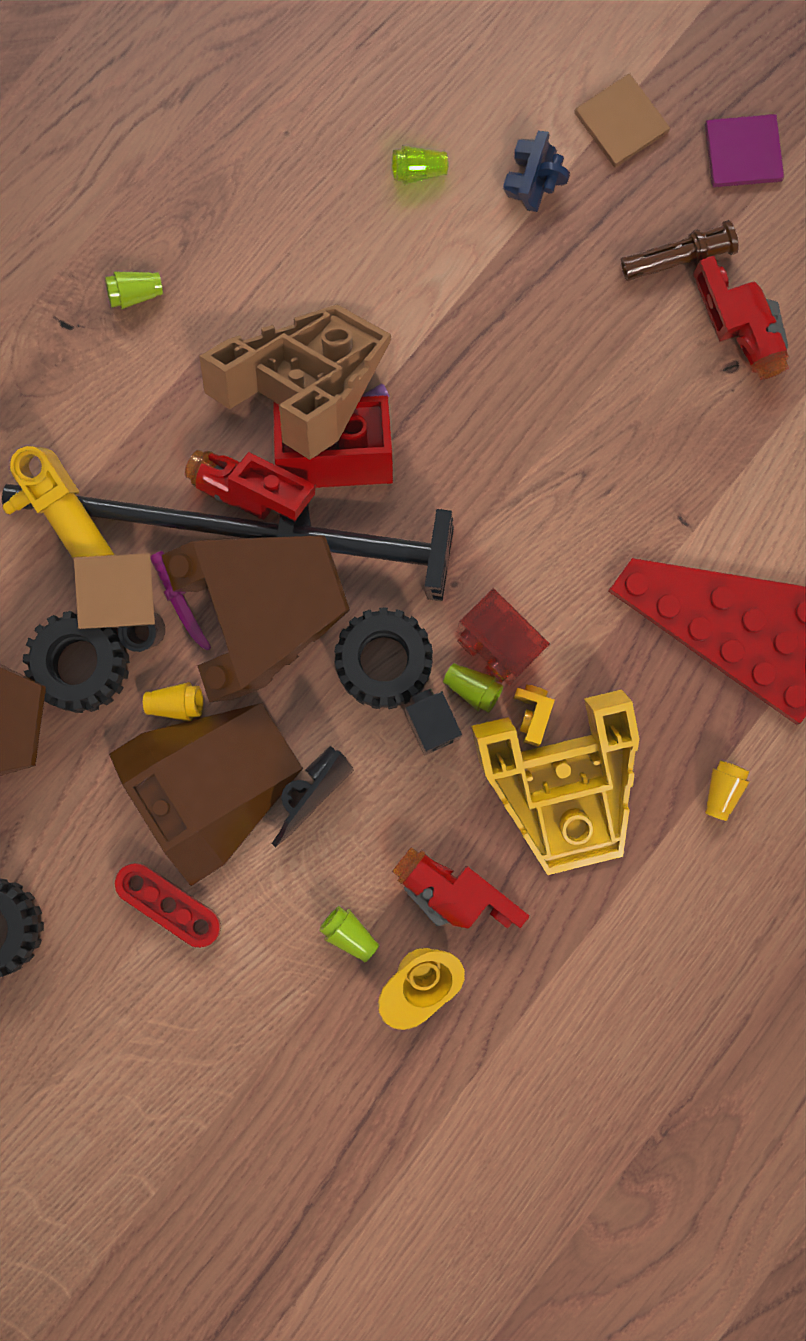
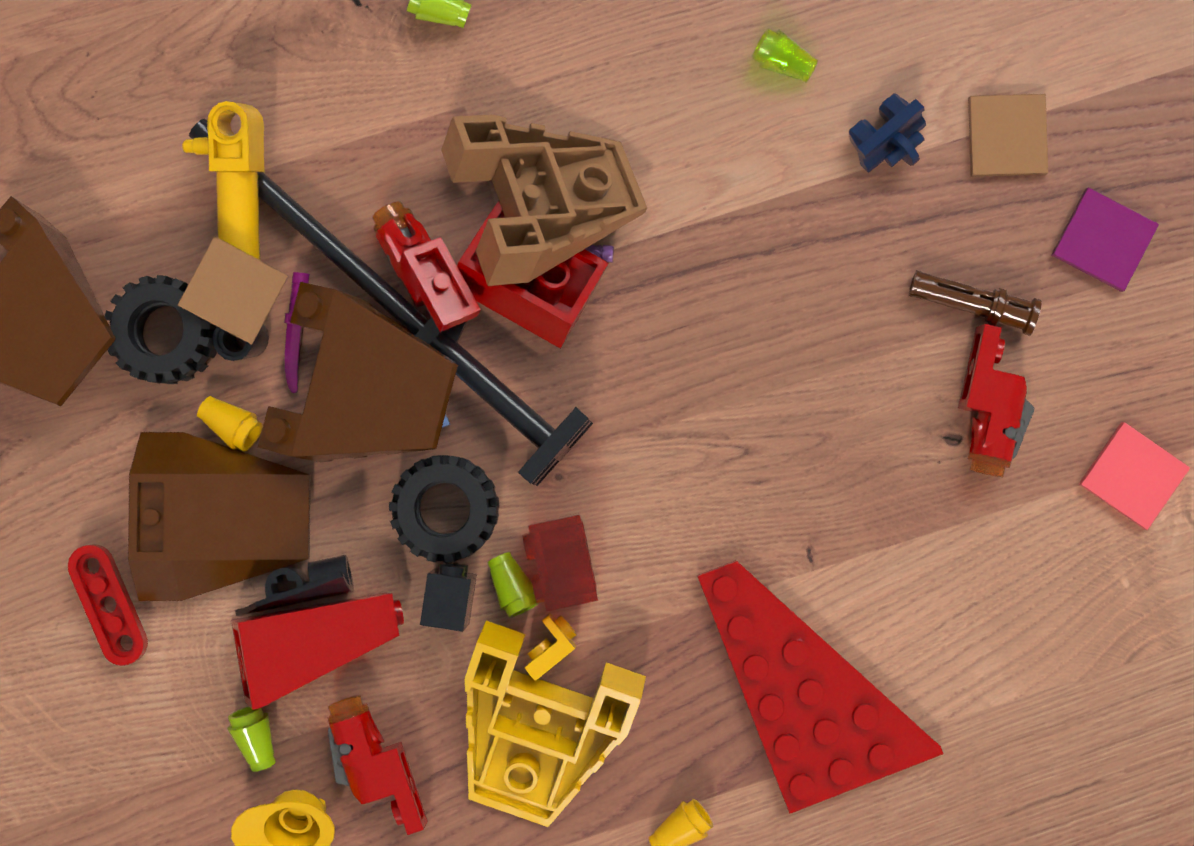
camera: 40 degrees right, 5 degrees up
(337, 838) = (303, 643): none -> red slope

